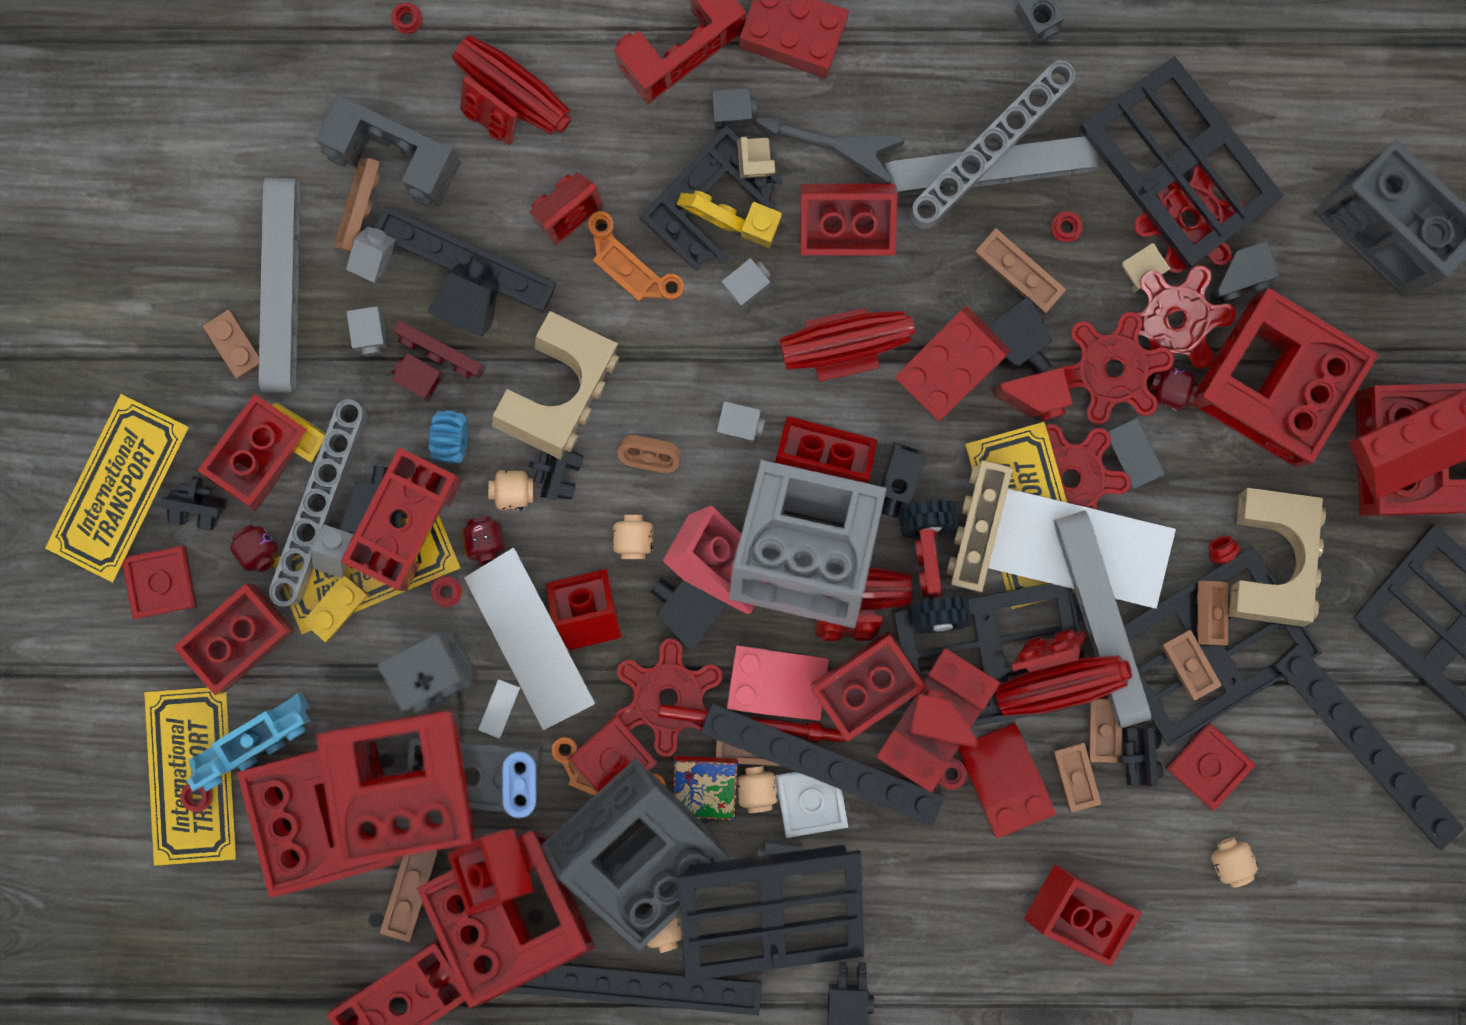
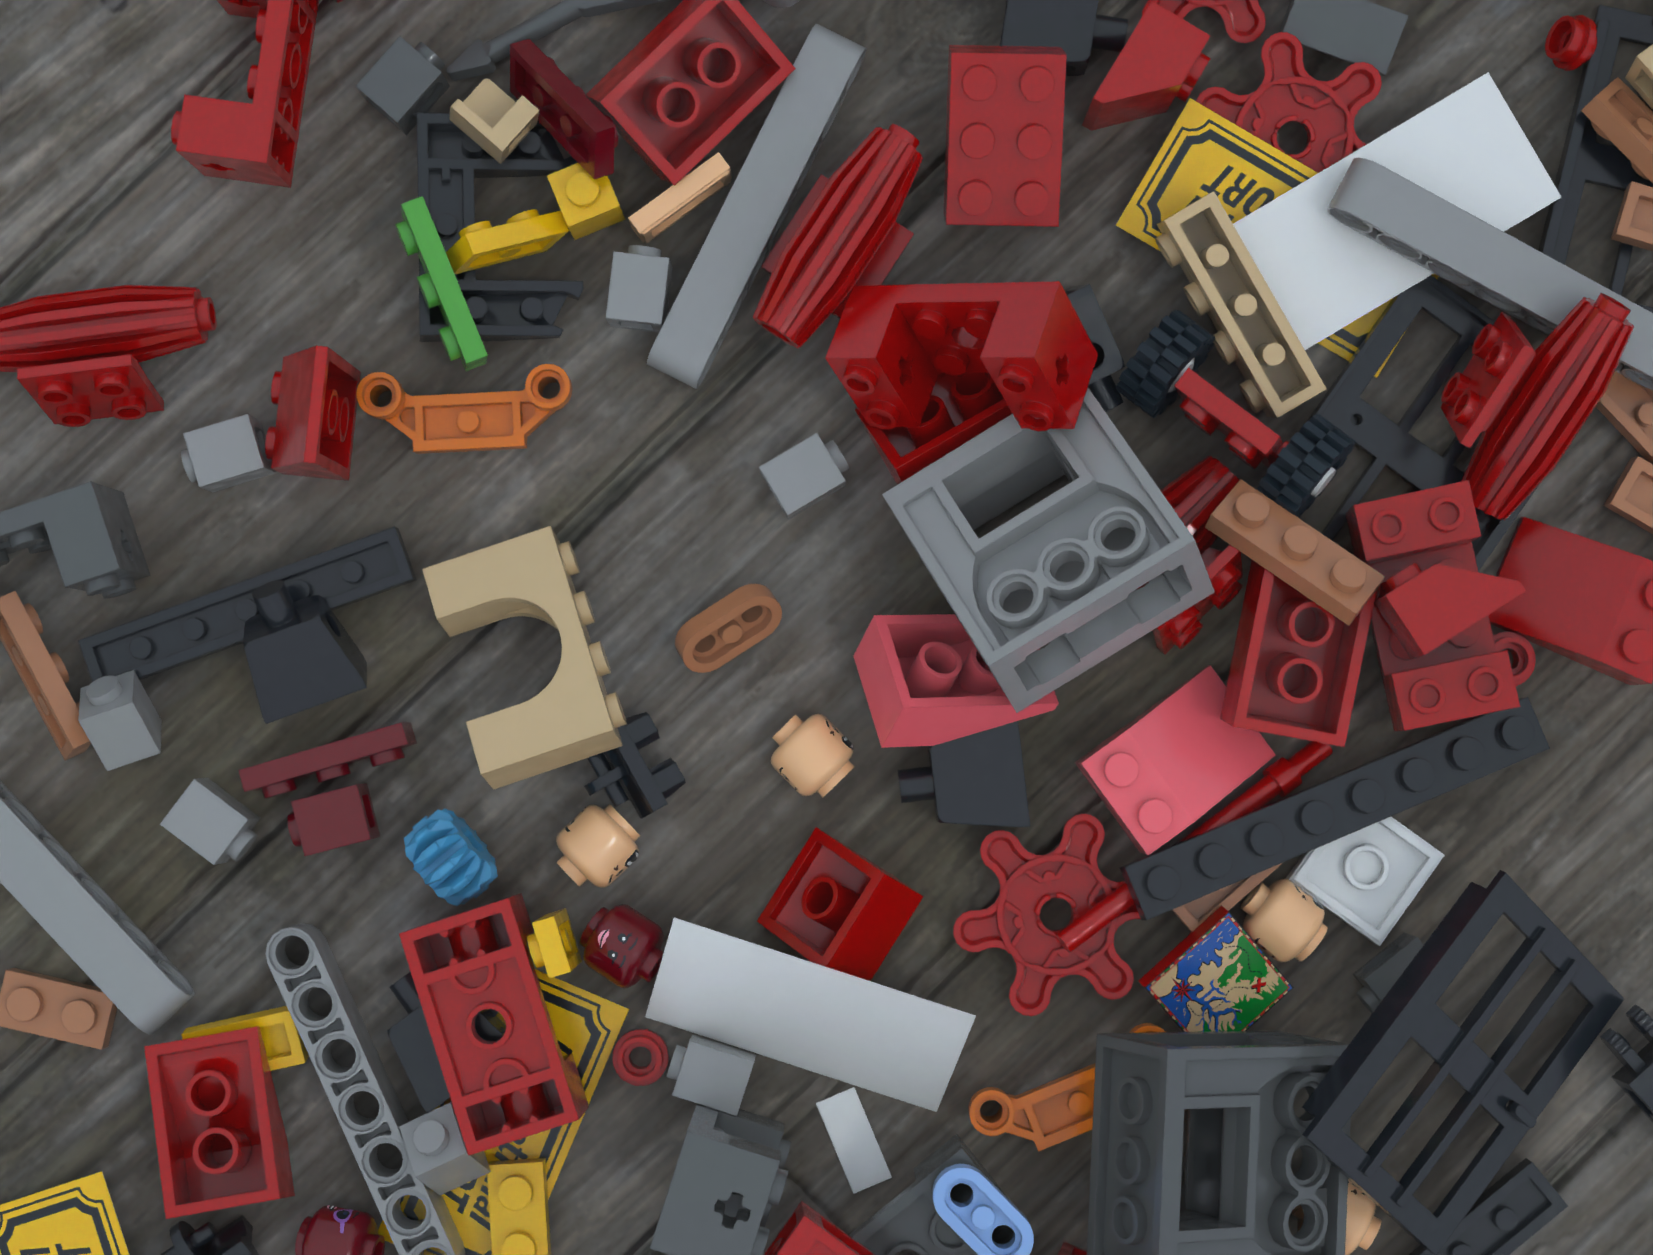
camera: 40 degrees left, 0 degrees up
(456, 512) = (554, 944): none -> yellow plate
(467, 625) = (711, 1074): none -> light grey brick
(517, 188) = (226, 453): none -> light grey brick
(608, 754) = (1055, 1062): red tile -> none
(667, 204) = (440, 285): none -> bright green plate
(786, 181) = (563, 109): none -> dark red plate
(799, 262) = (681, 198): none -> light nougat tile
(827, 295) = (756, 206): none -> light grey beam
(876, 451) = (1019, 332): none -> red plate
(902, 643) = (1294, 552): none -> nougat plate

